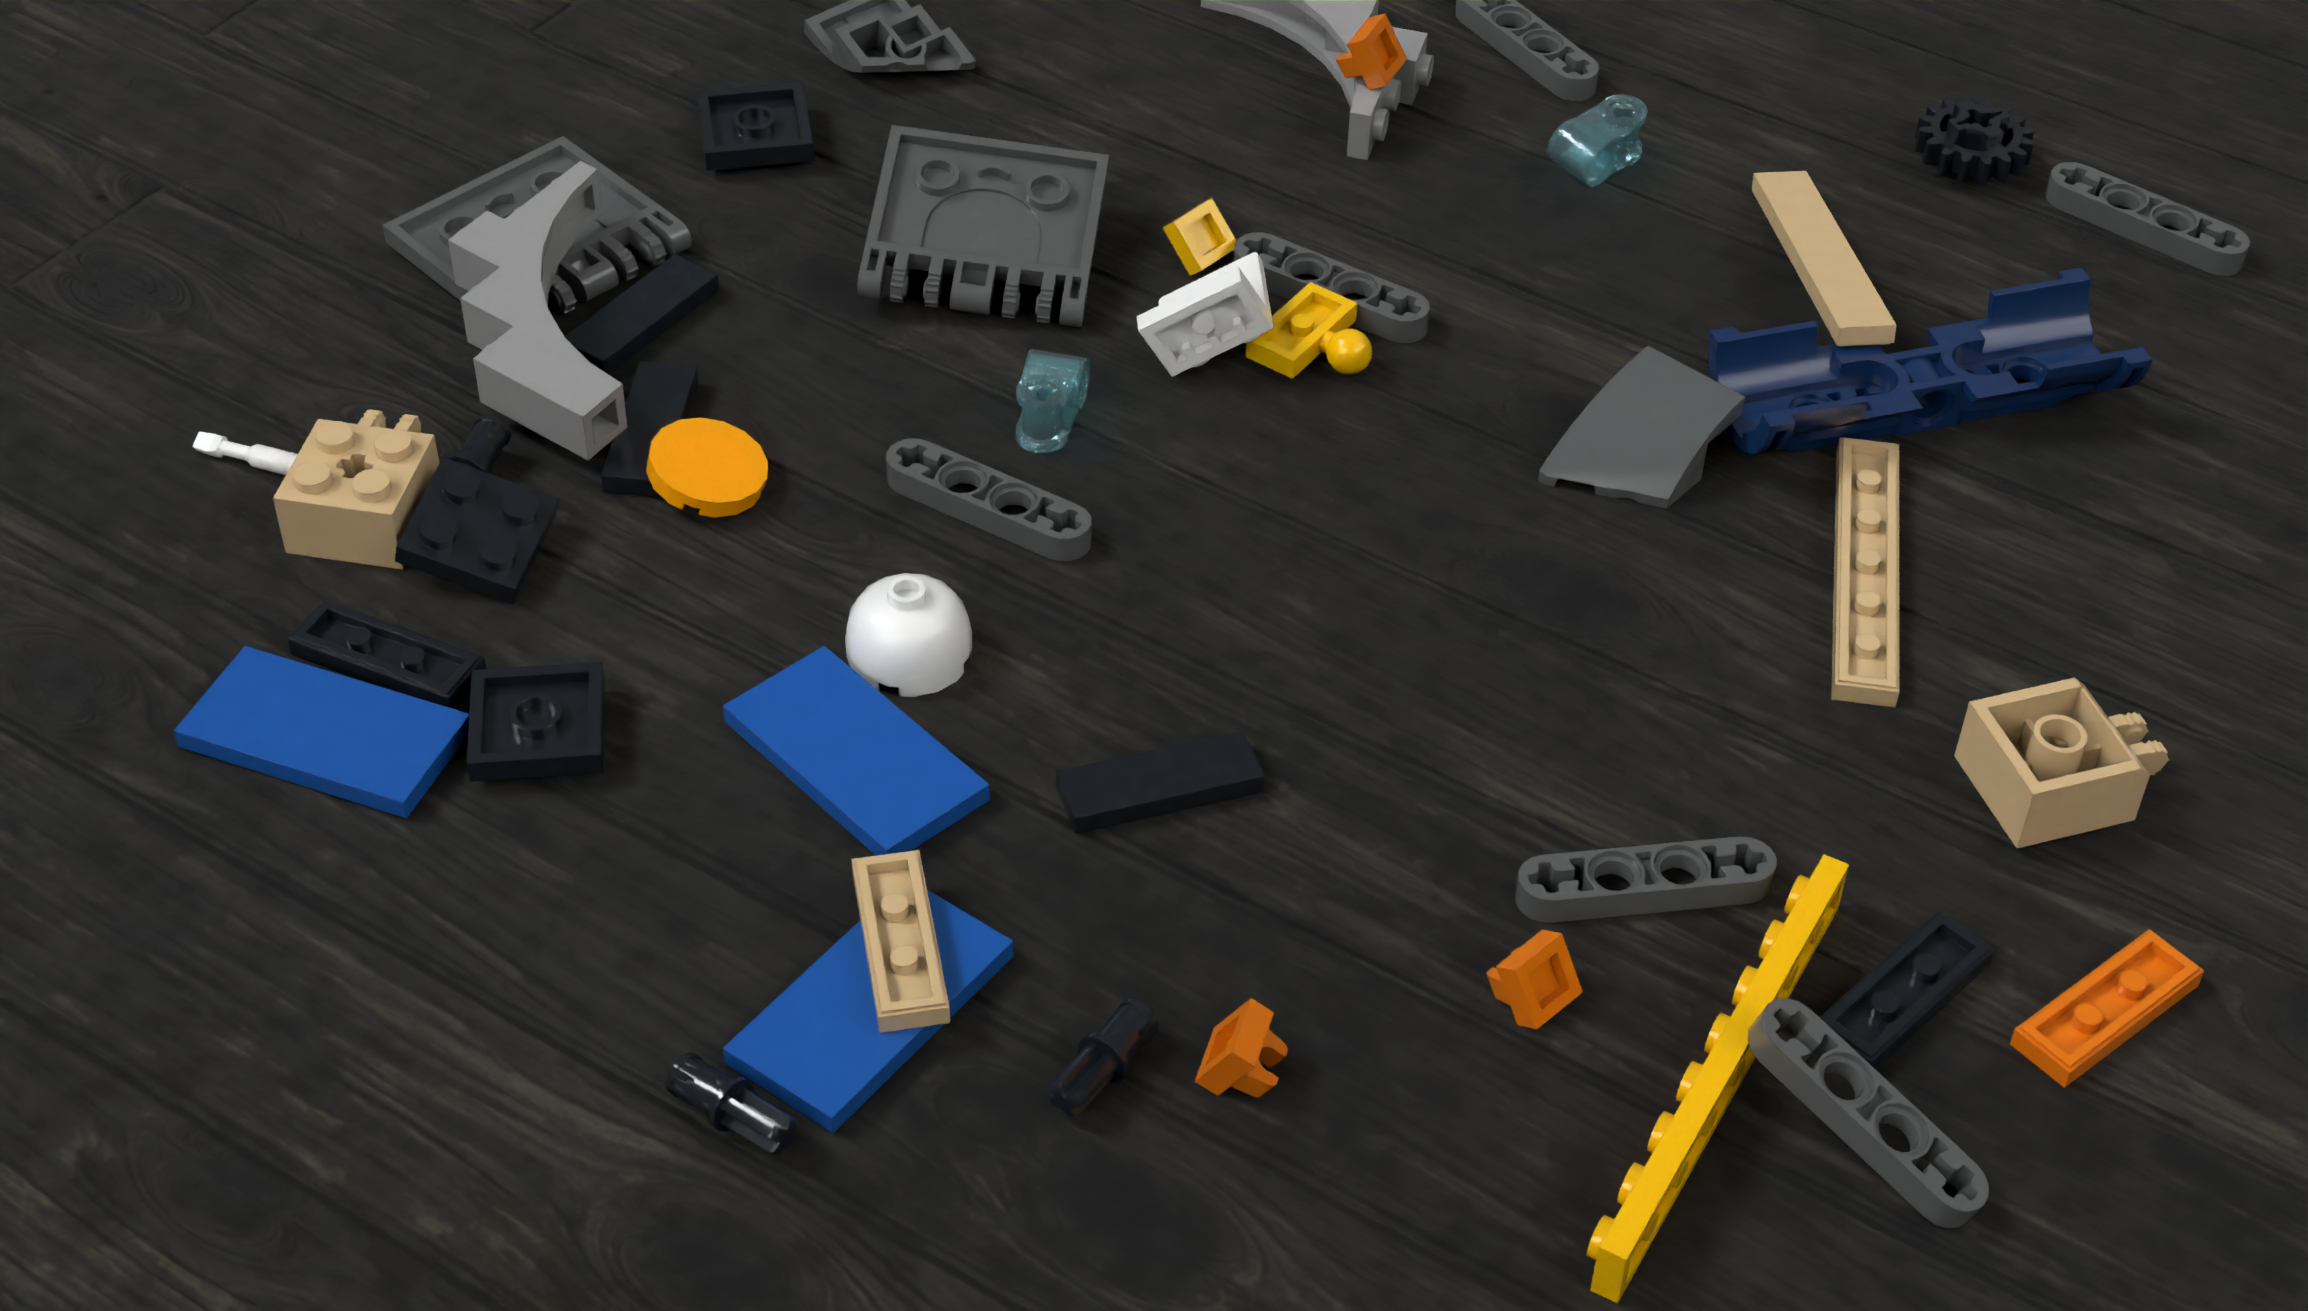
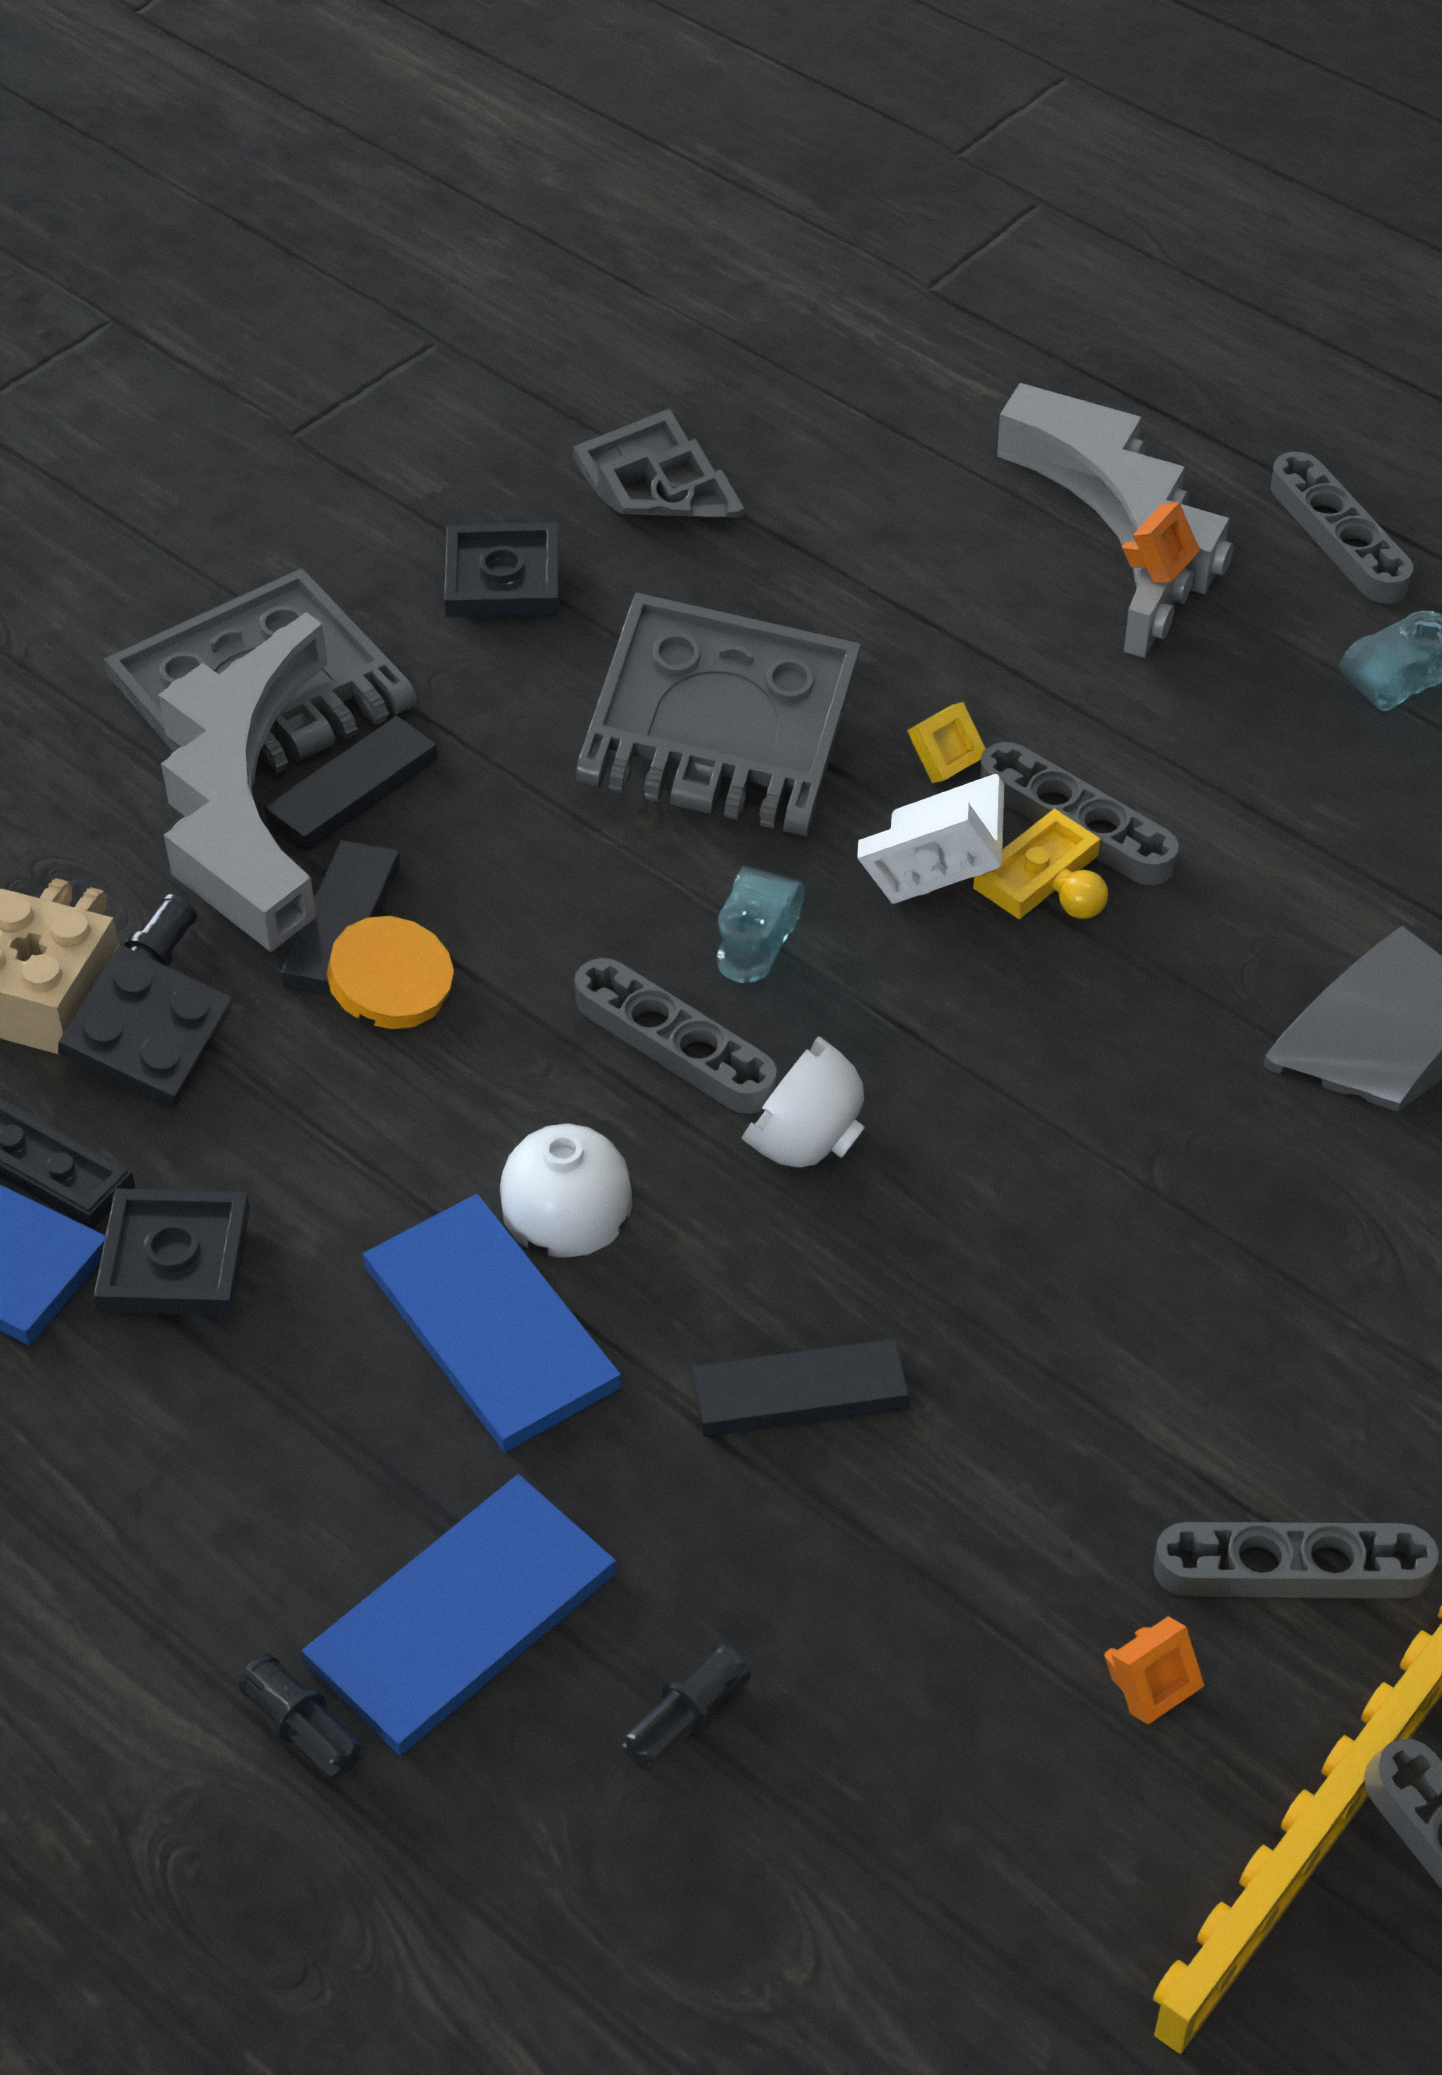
camera: 10 degrees right, 5 degrees up
(900, 941) = (498, 1550): tan tile -> none
(1131, 544) = (811, 1110): none -> white cylinder
(1237, 1050) = (823, 1715): orange tile -> none

